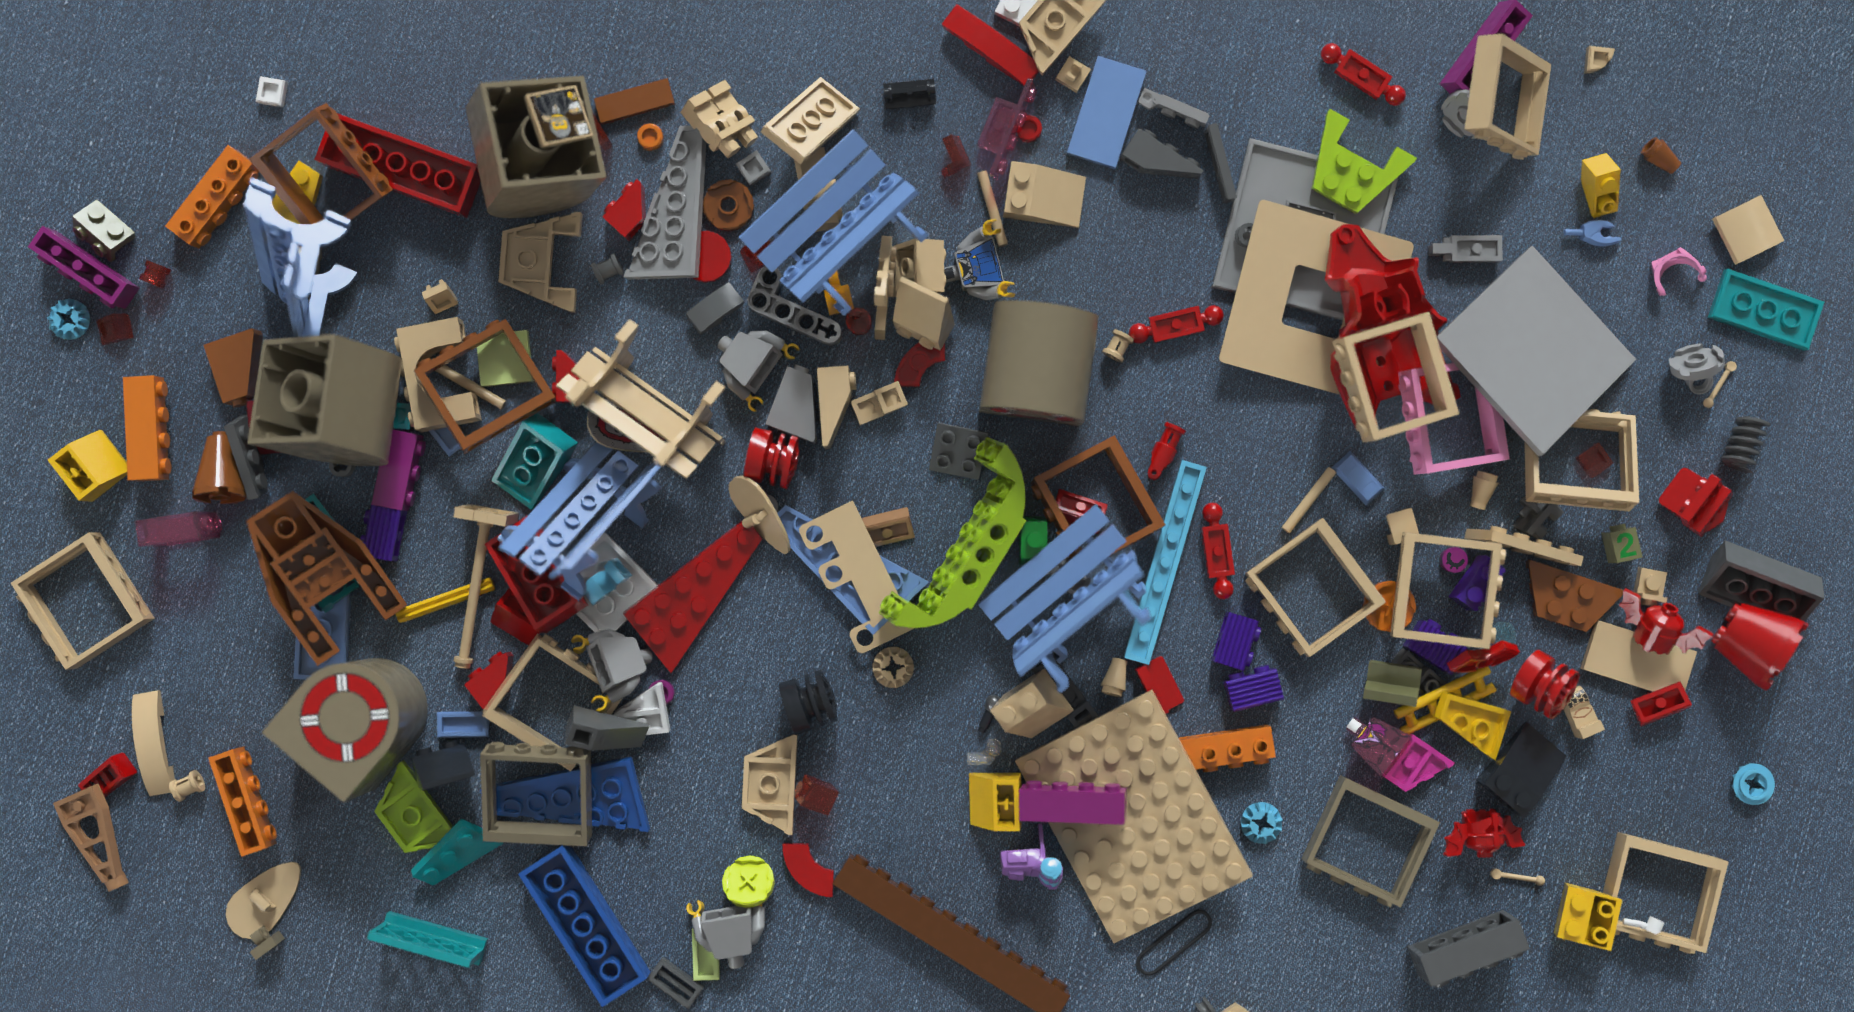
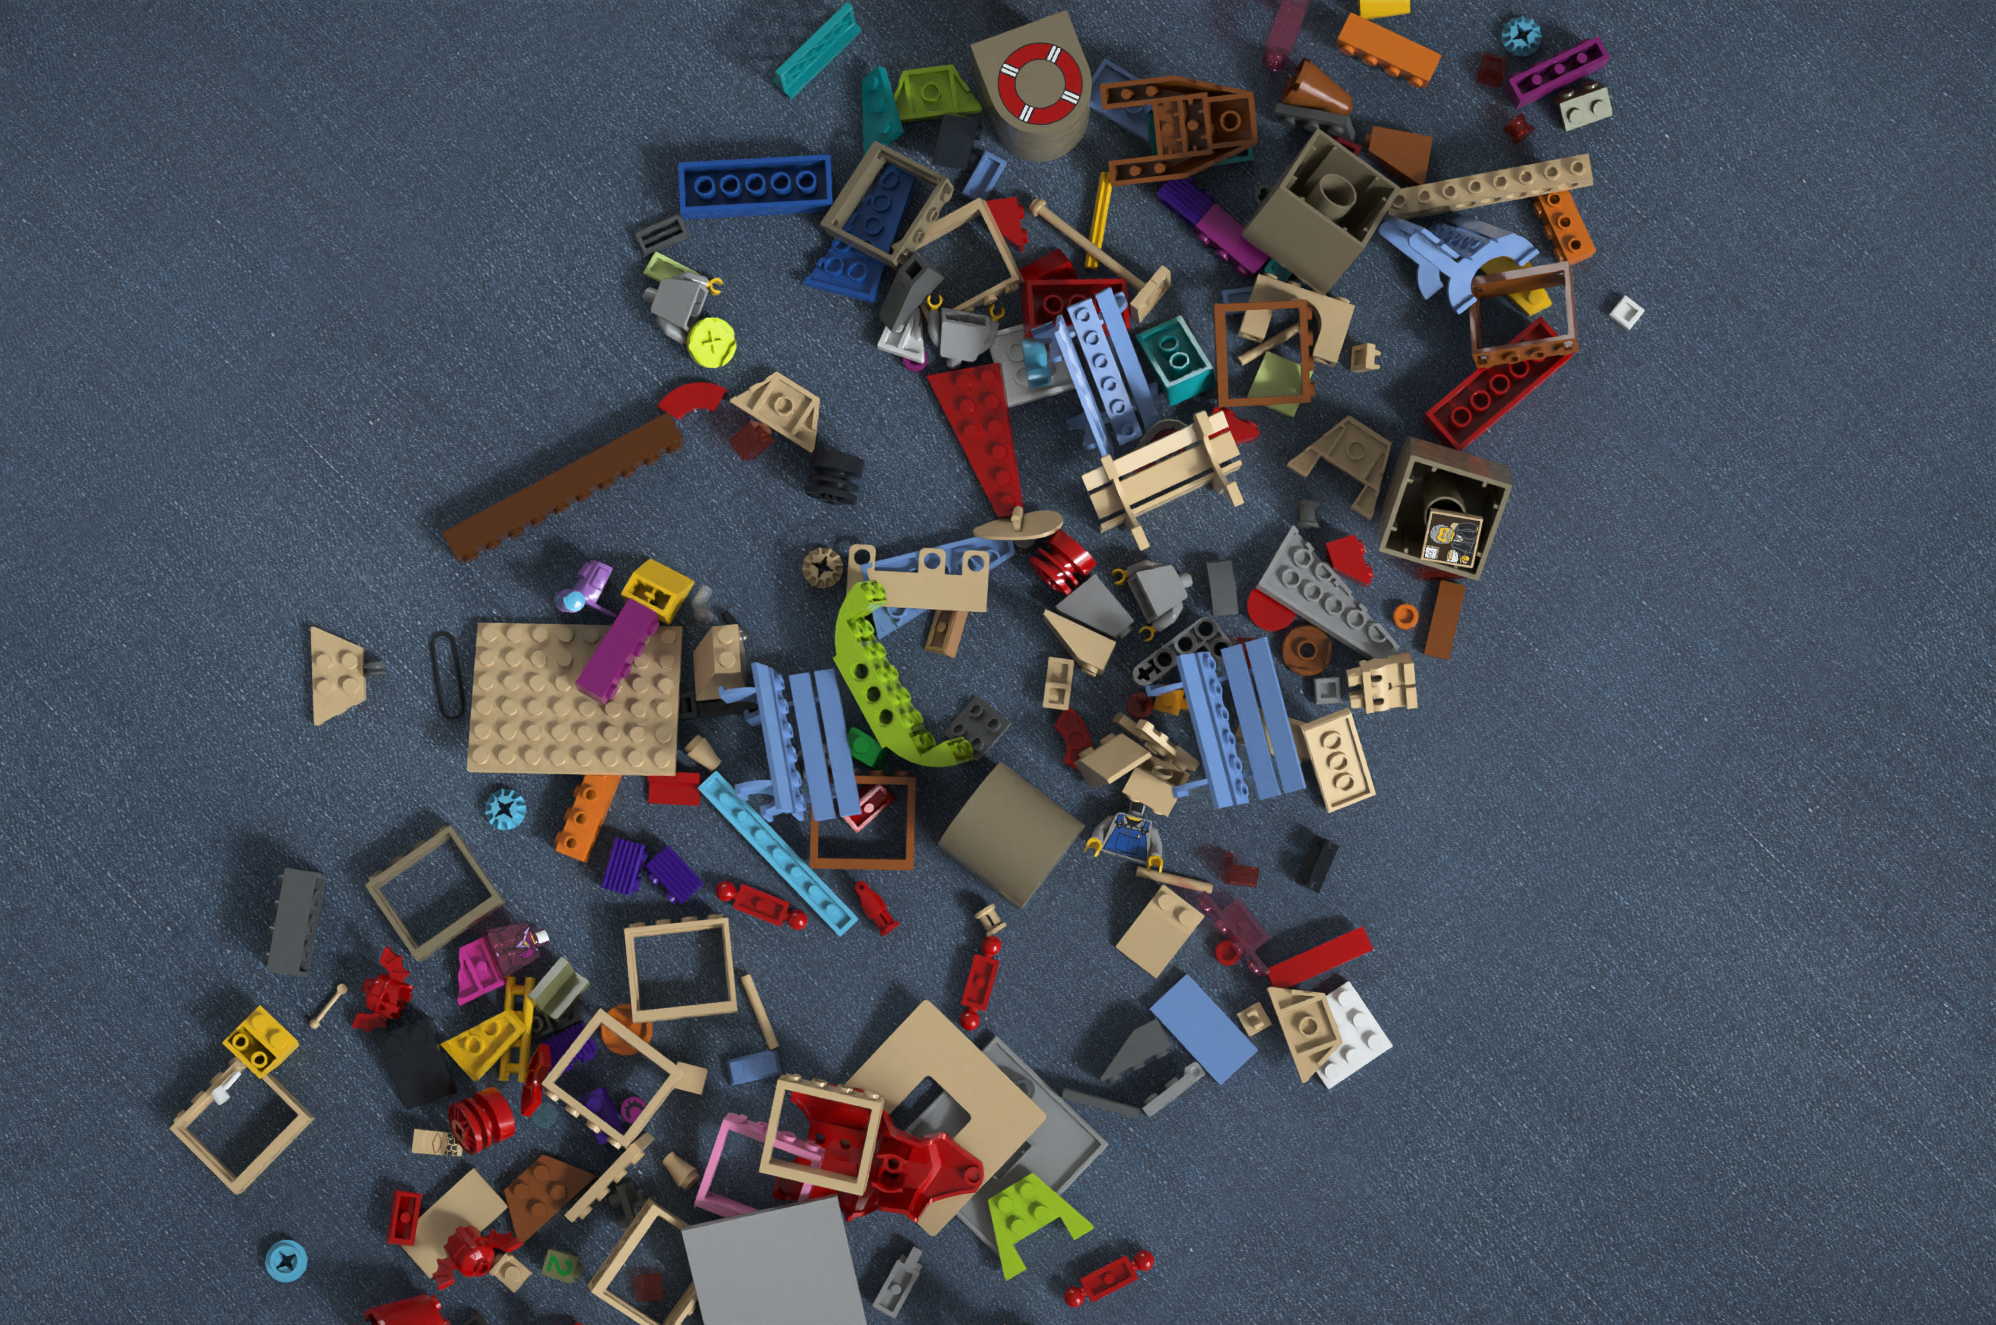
camera: 115 degrees right, 5 degrees down
(215, 259) = (1492, 187): none -> tan brick

